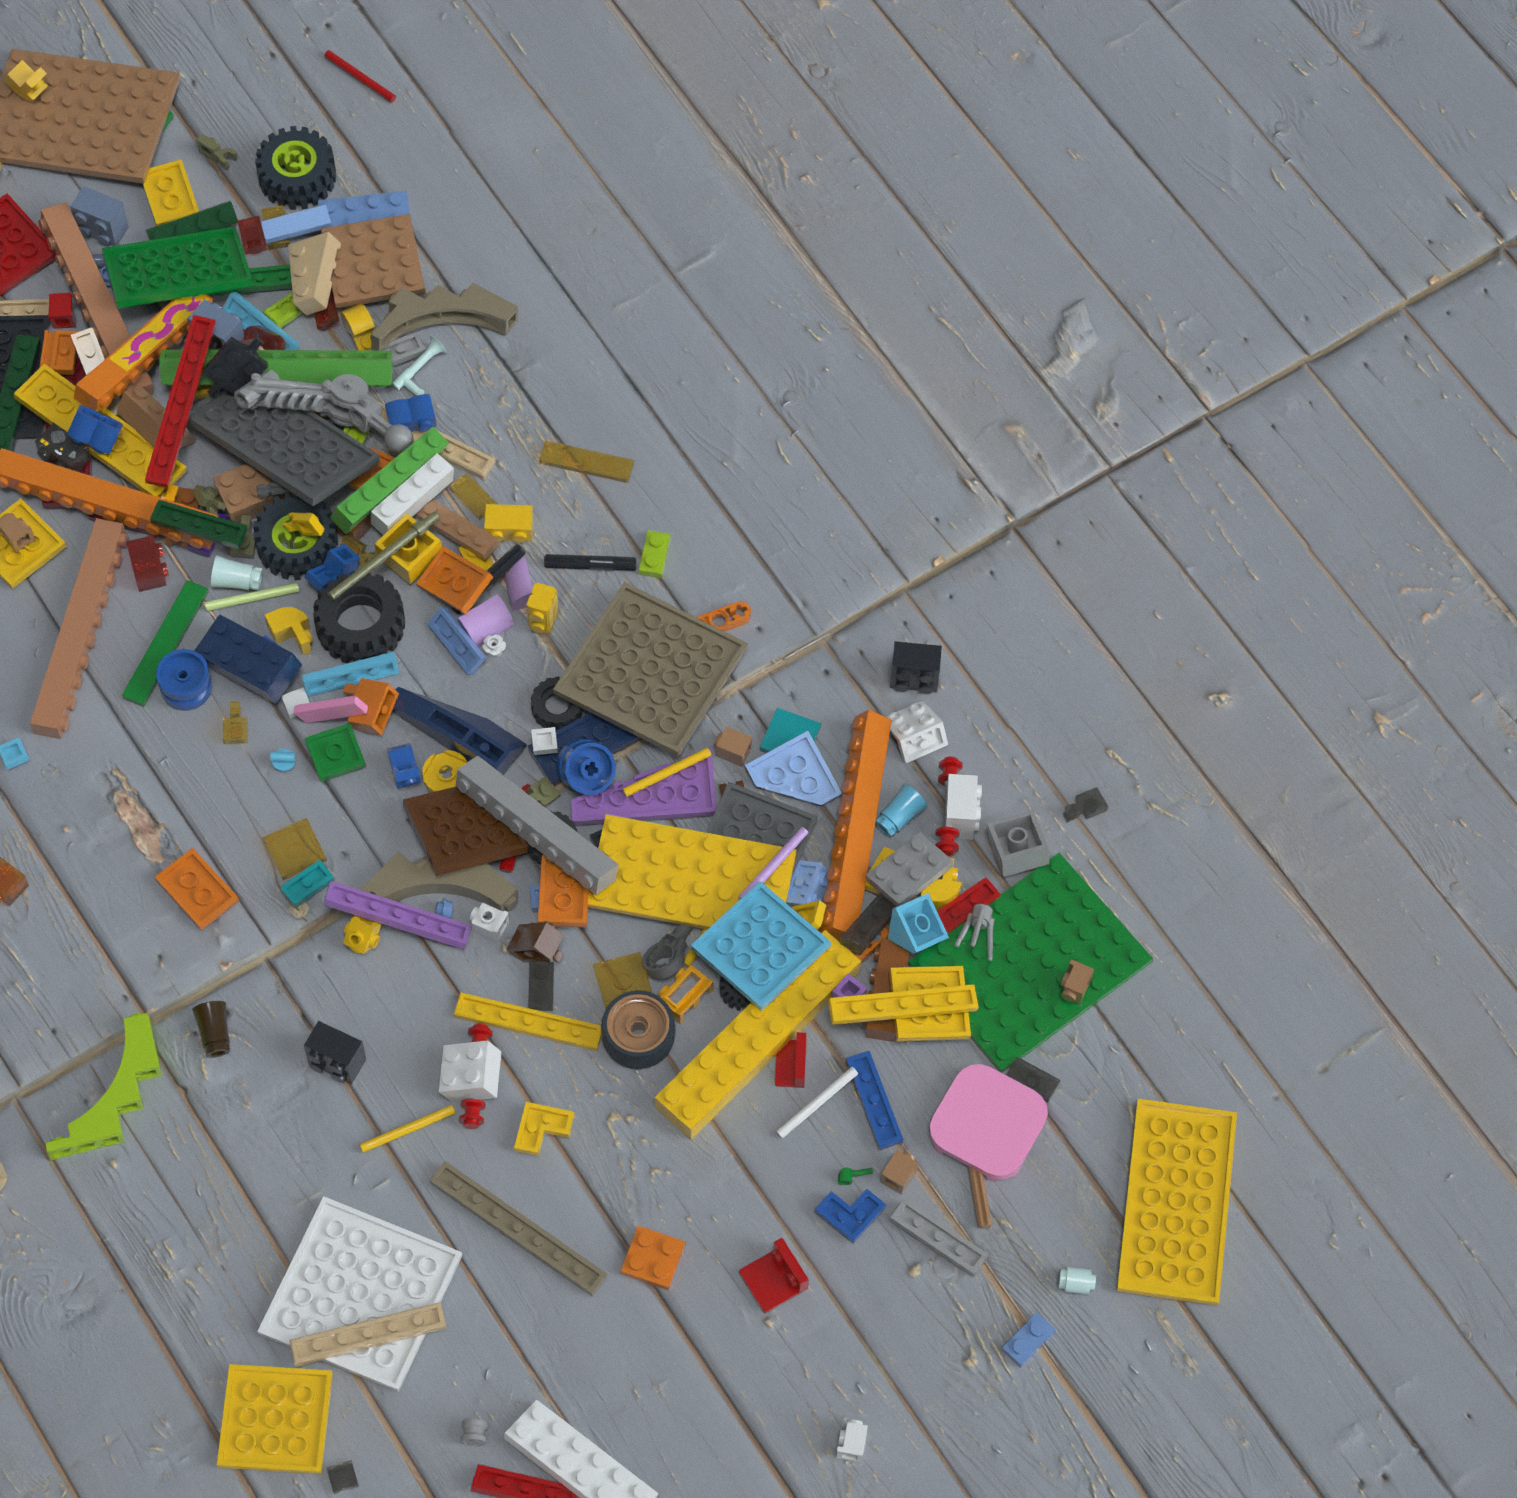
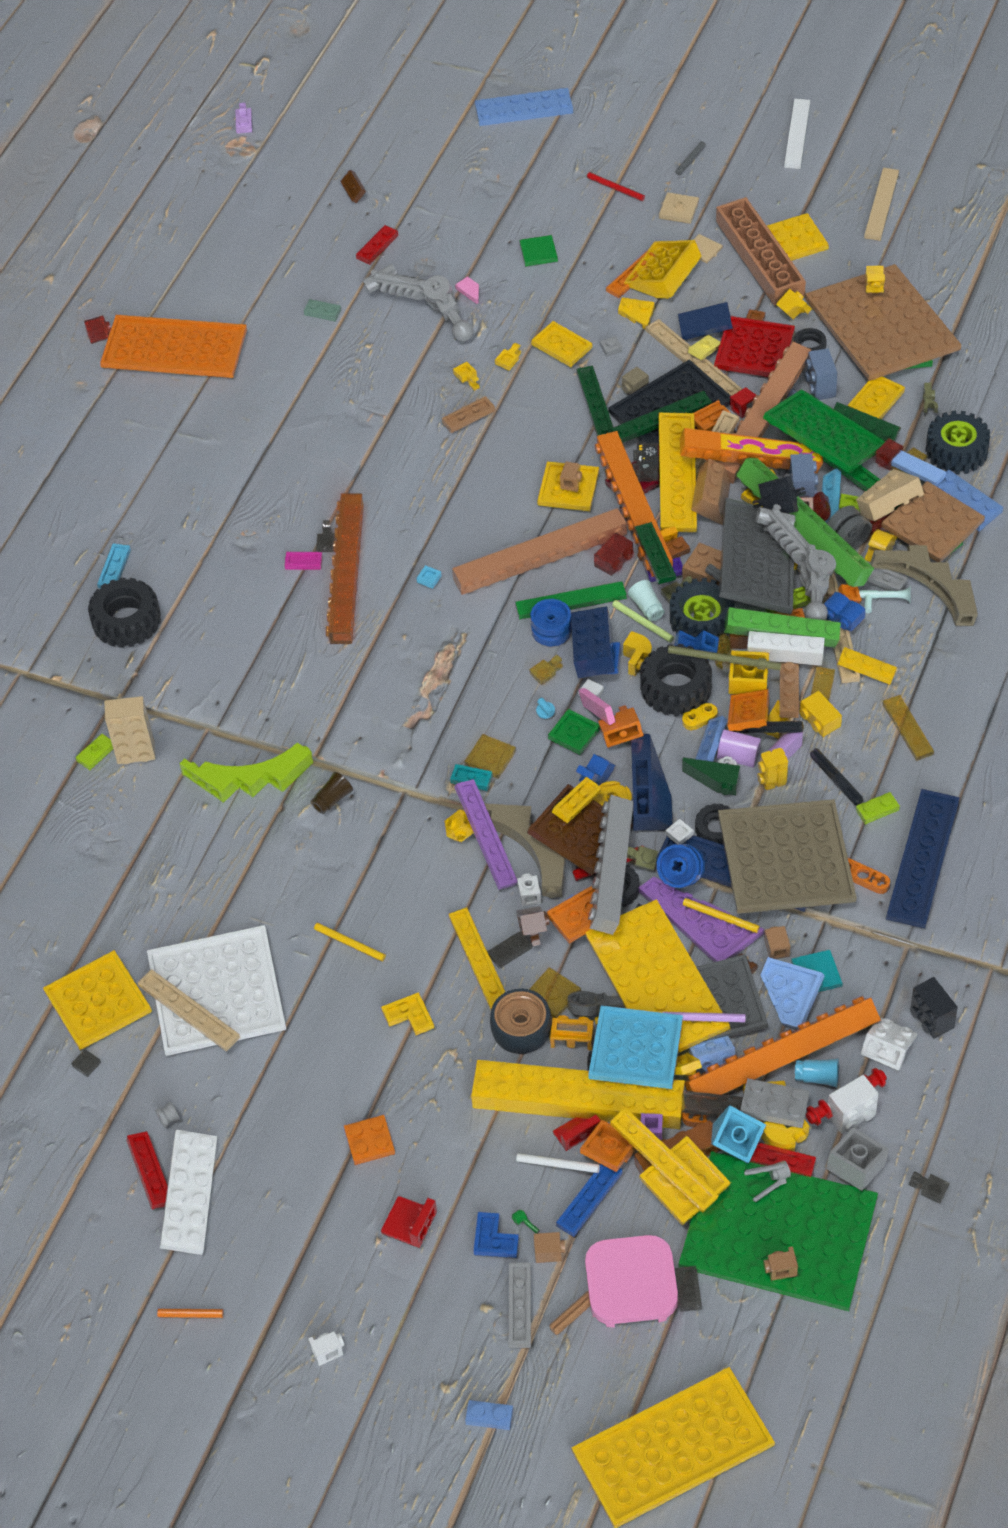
camera: 60 degrees right, 10 degrees down
(38, 184) = (813, 335): none -> black tyre
(94, 429) = (669, 462): blue brick -> none
(180, 401) = (726, 486): red plate -> none
(196, 889) = (418, 724): orange plate -> none
(208, 498) = (684, 551): olive plate -> none
(306, 523) = (709, 605): yellow plate -> none
(313, 337) = (851, 526): none -> dark grey wheel
(334, 1053) = (363, 864): black brick -> none
(351, 673) = (642, 707): medium azure plate -> none
(389, 394) = (851, 593): none -> orange plate
(416, 627) = (701, 716): none -> yellow plate
(435, 804) = (576, 800): none -> yellow plate
(444, 908) = (516, 859): medium blue plate -> none
(471, 1074) = (411, 947): white brick -> none
(488, 442) = (867, 665): none -> yellow plate
(500, 664) = (717, 776): none -> dark green slope
(518, 1228) = (327, 1048): dark tan plate -> none
(744, 557) = (922, 858): none -> dark blue plate
(838, 1045) = (607, 1147): none -> orange plate
(1077, 1280) = (556, 1416): light aqua brick -> none

